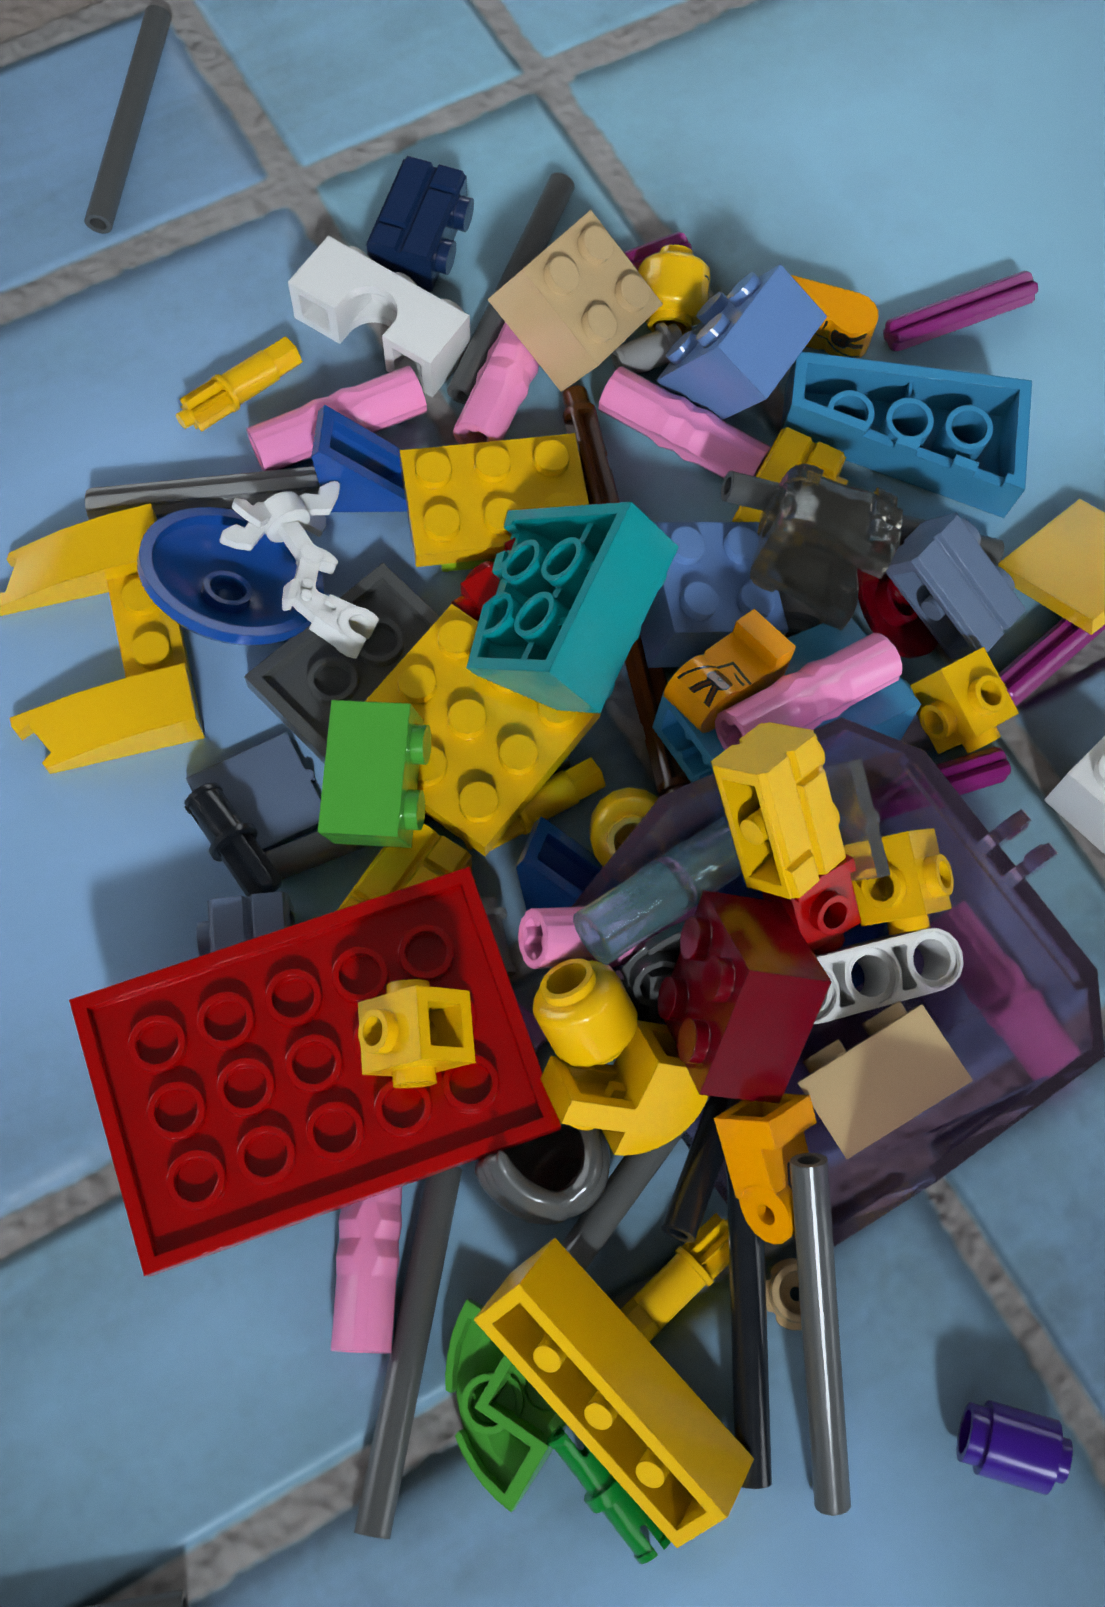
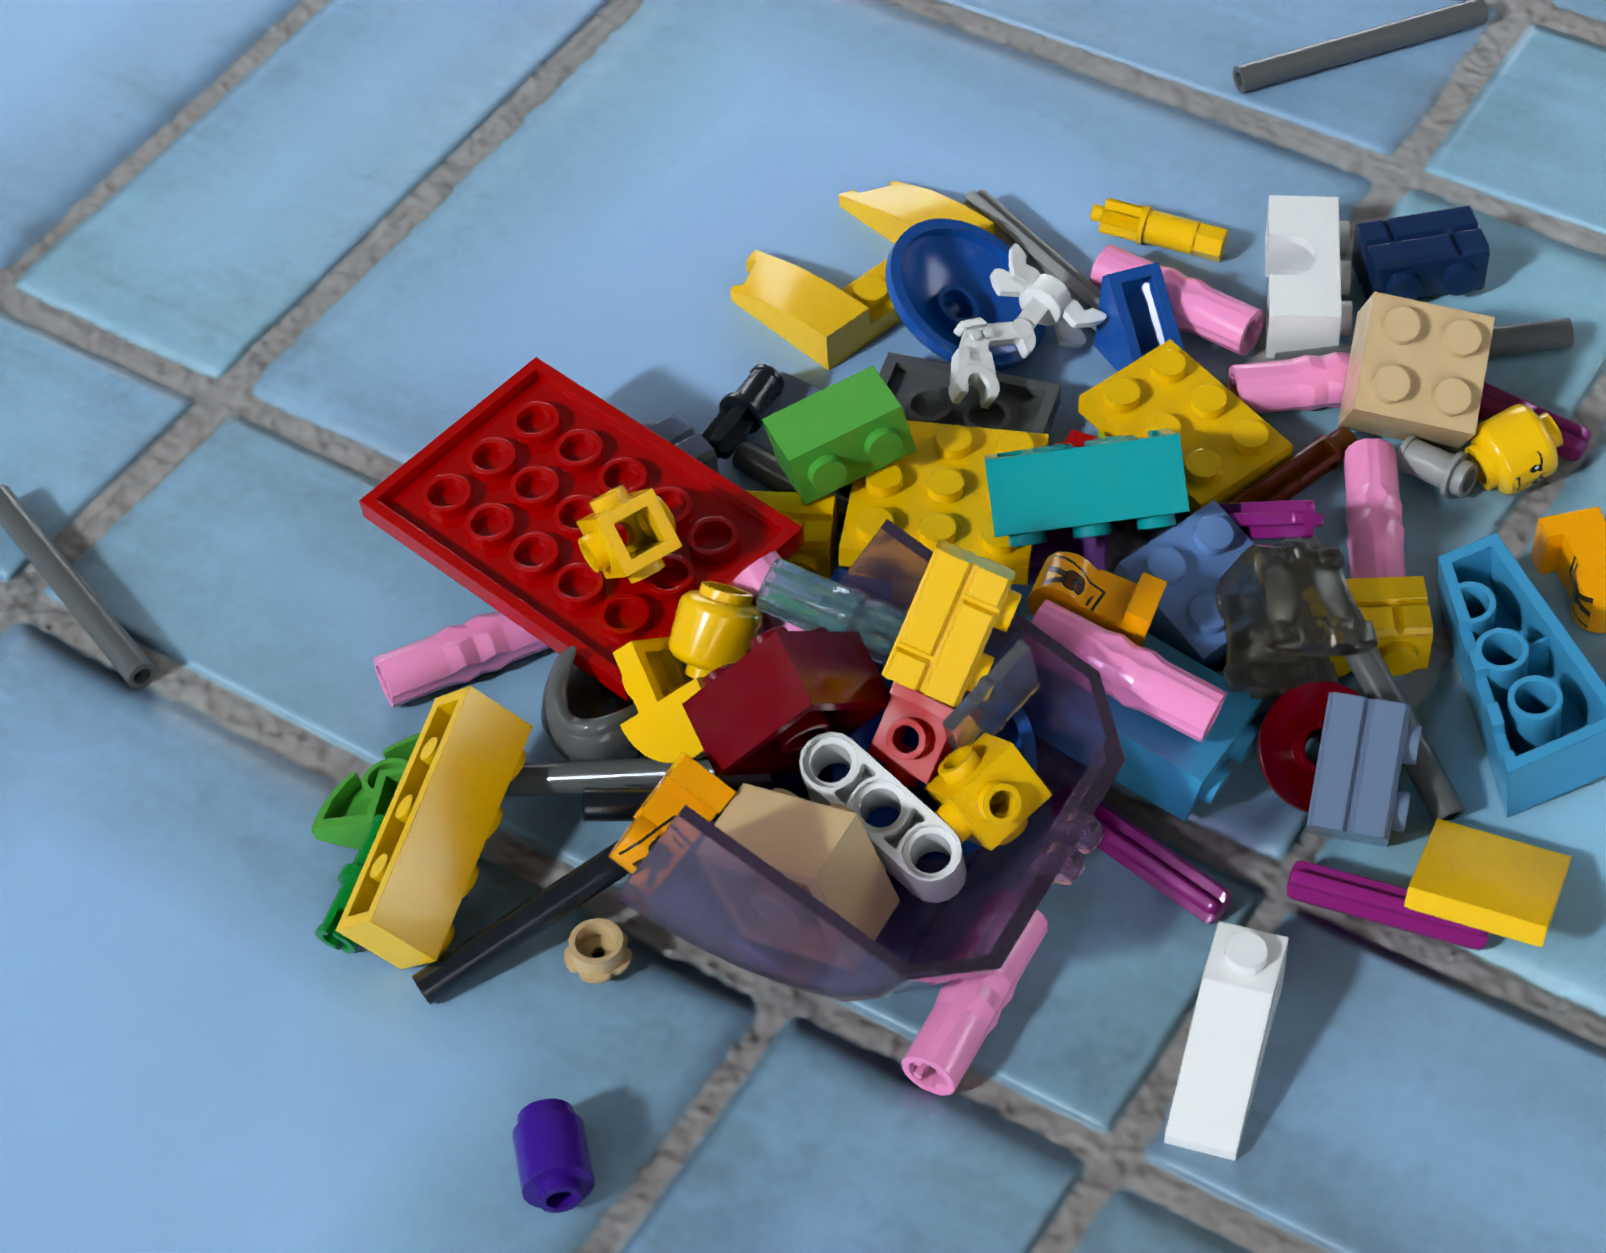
camera: 70 degrees right, 20 degrees down
(408, 1356) = (385, 722): dark grey piece -> none
(680, 1279) = (537, 859): yellow piece -> none
(711, 489) = (1275, 518): none -> magenta axle
(742, 343) = (1467, 495): medium blue brick -> none
(820, 1332) = (550, 932): dark grey piece -> none
(963, 703) = (1244, 831): yellow brick -> none

